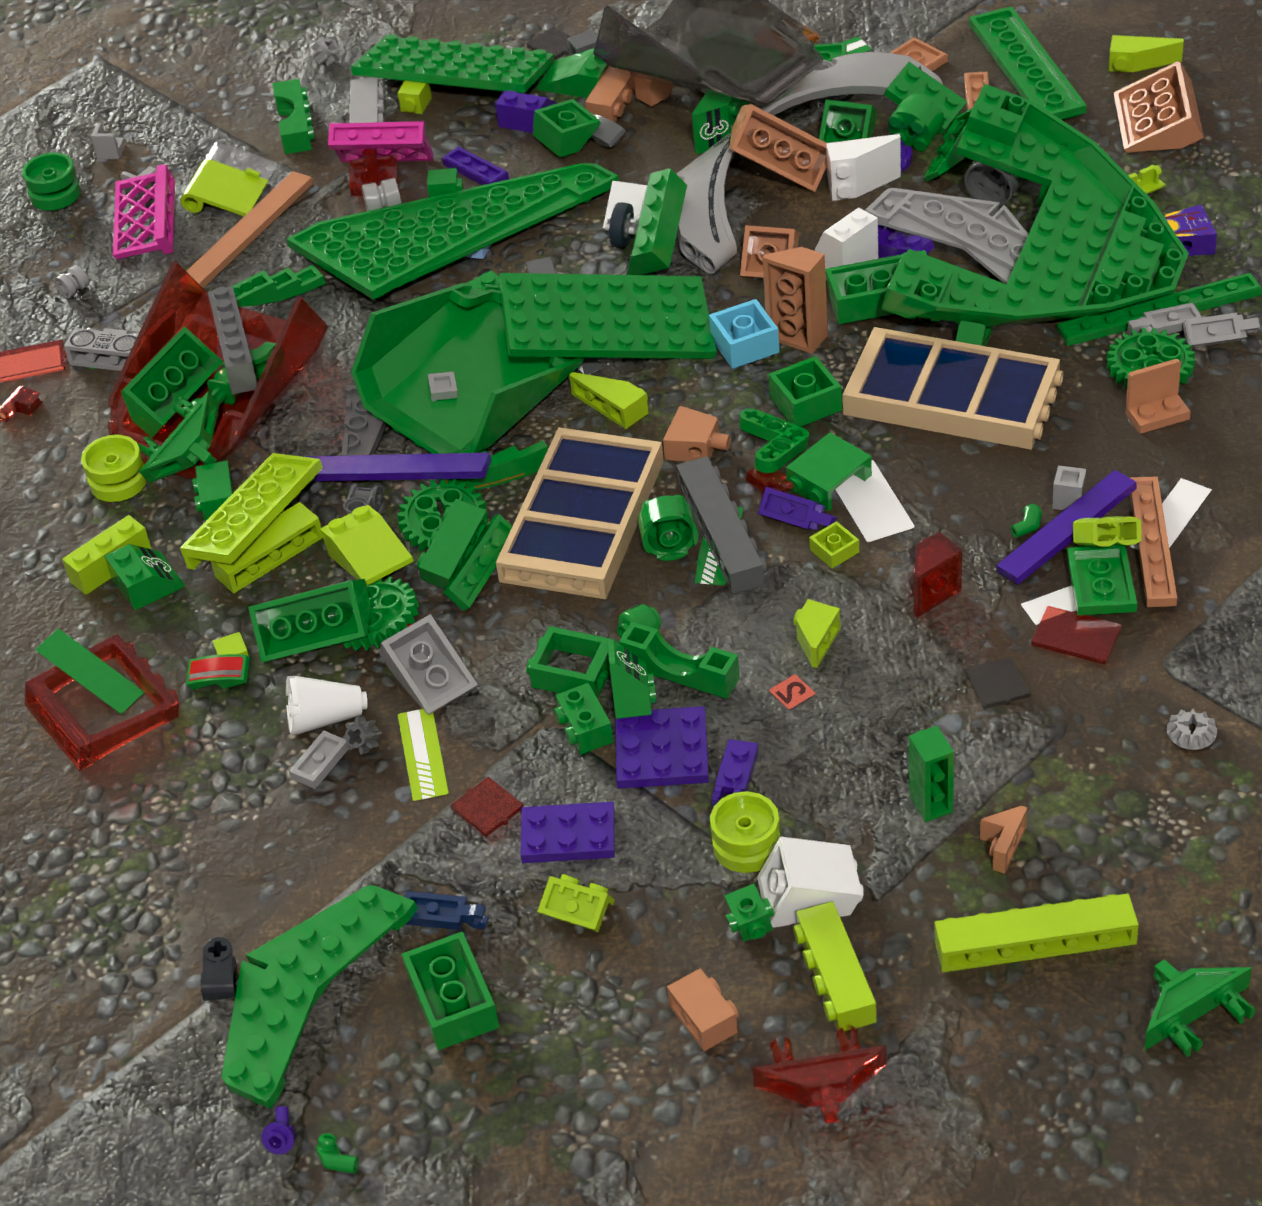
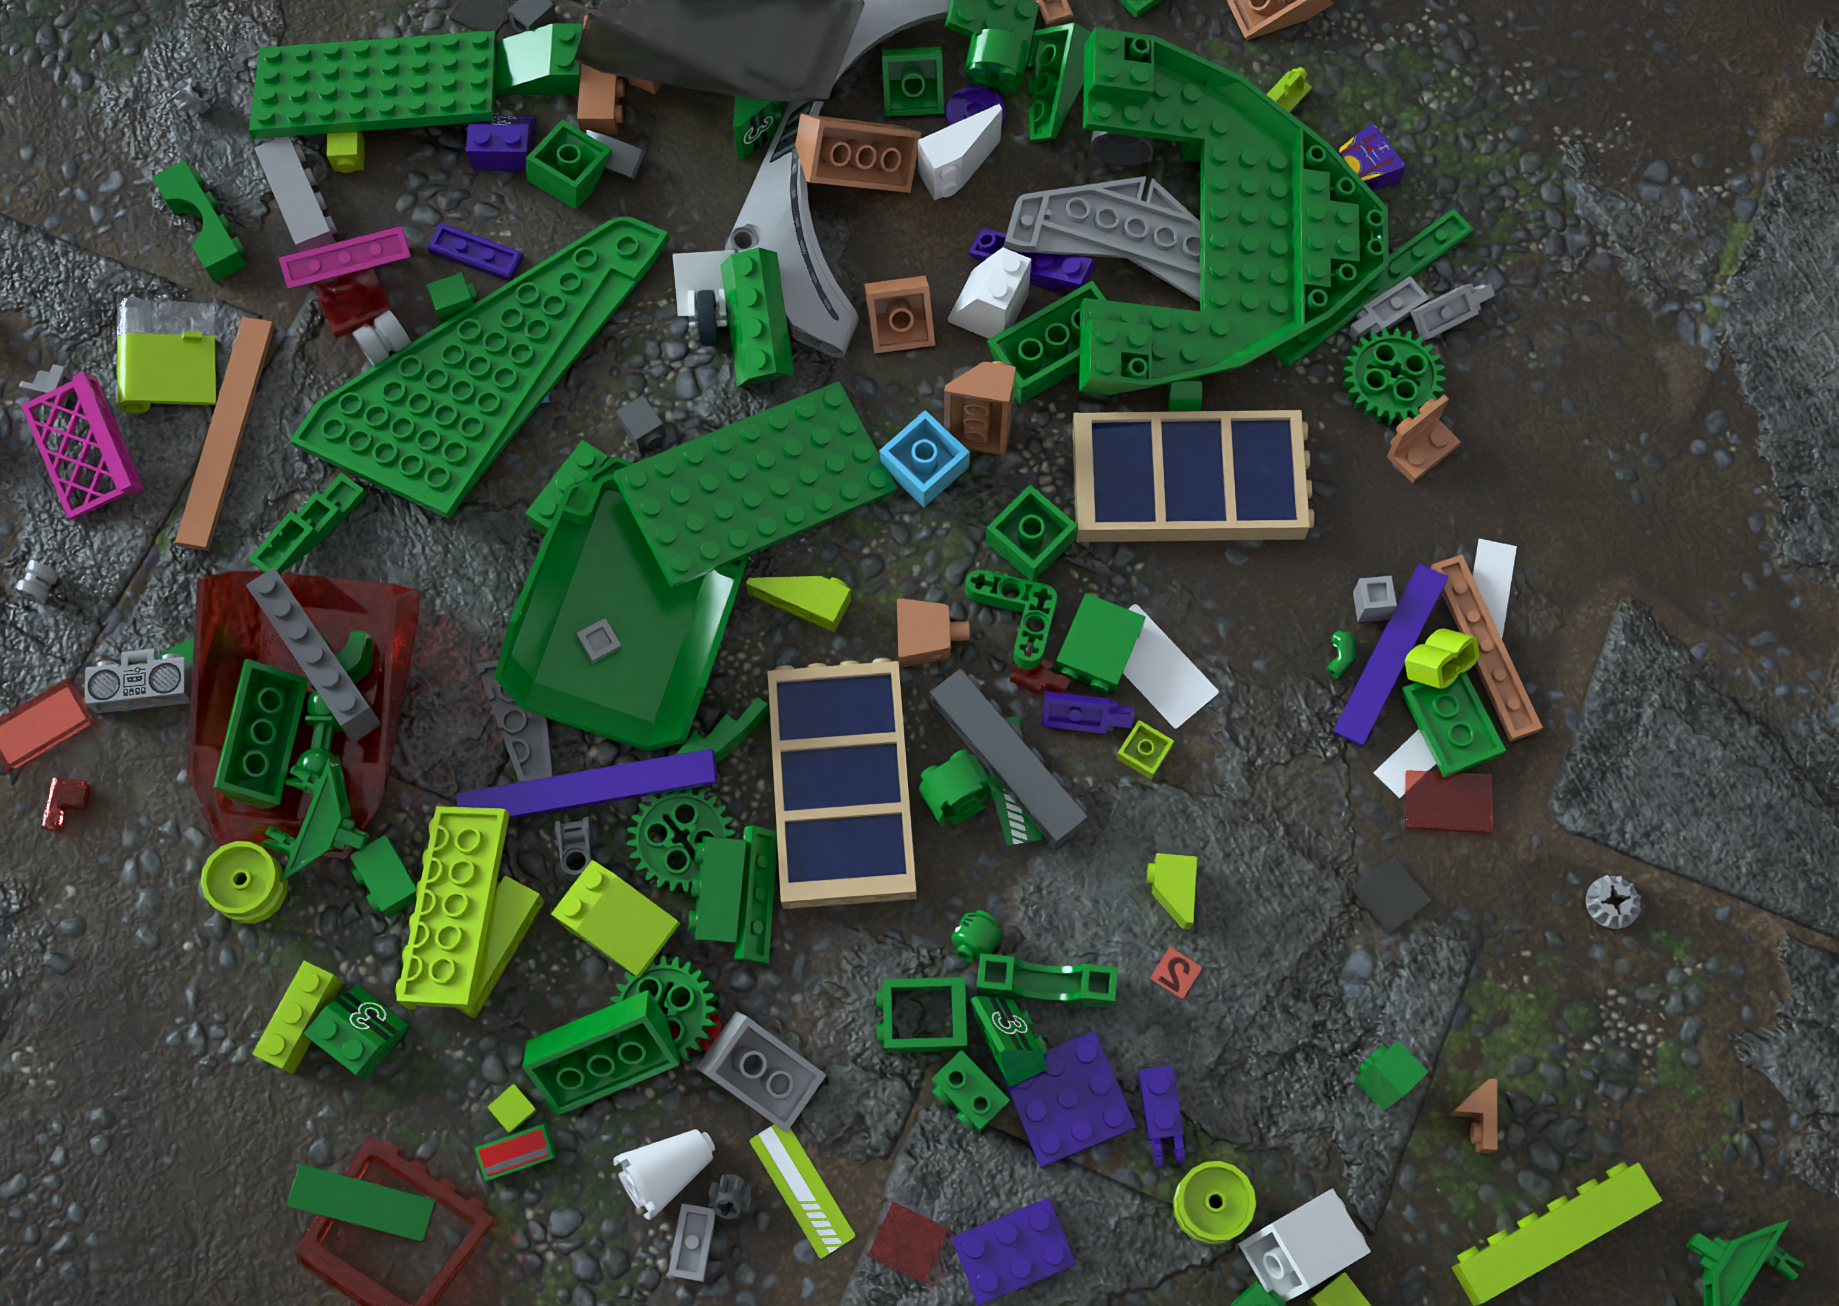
camera: 25 degrees left, 25 degrees up
(936, 572) = (1277, 772): clear red slope -> none

